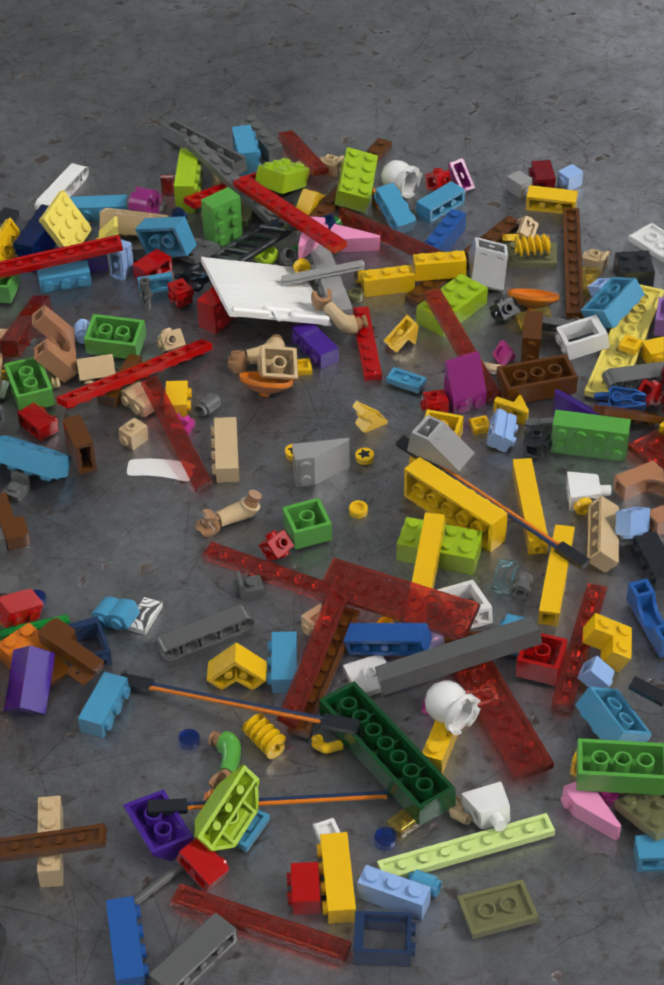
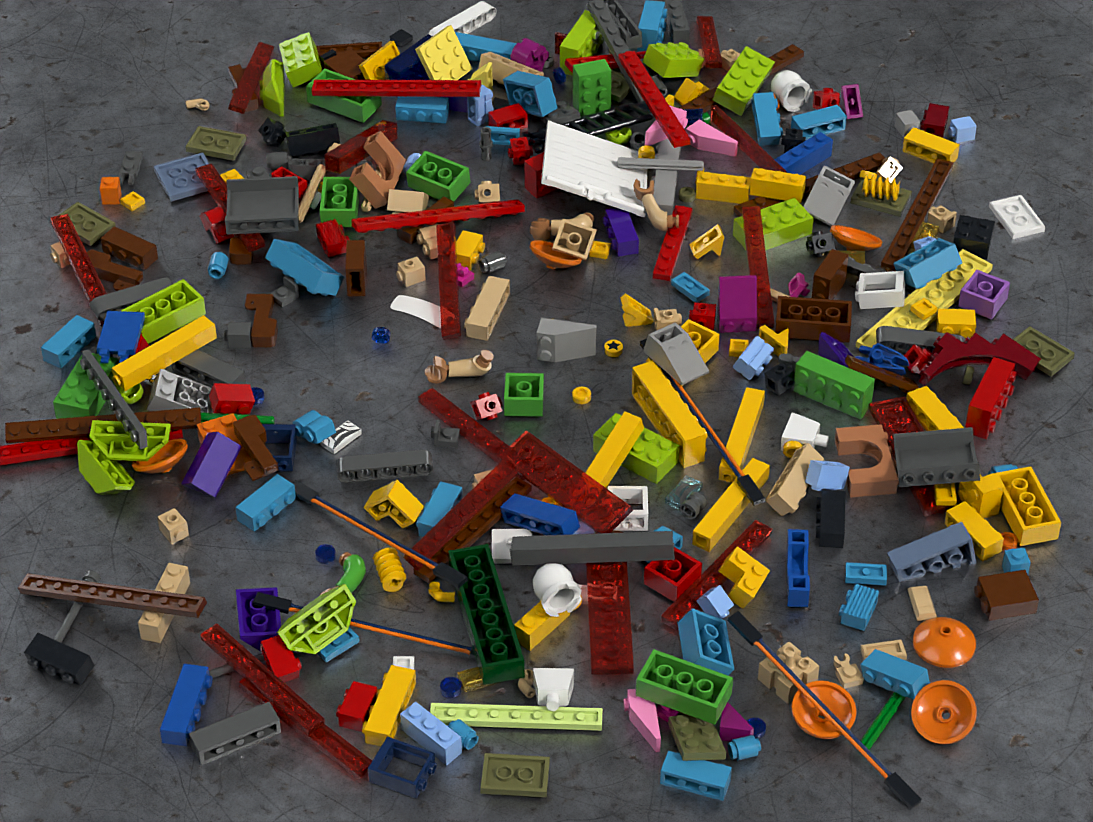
camera: 20 degrees right, 0 degrees up
(19, 757) = (173, 530): none -> tan brick
(134, 503) = (381, 335): none -> clear blue tile
(197, 891) = (263, 679): none -> clear red plate
(401, 417) = (666, 317): none -> tan brick
(427, 222) = (792, 138): none -> black brick

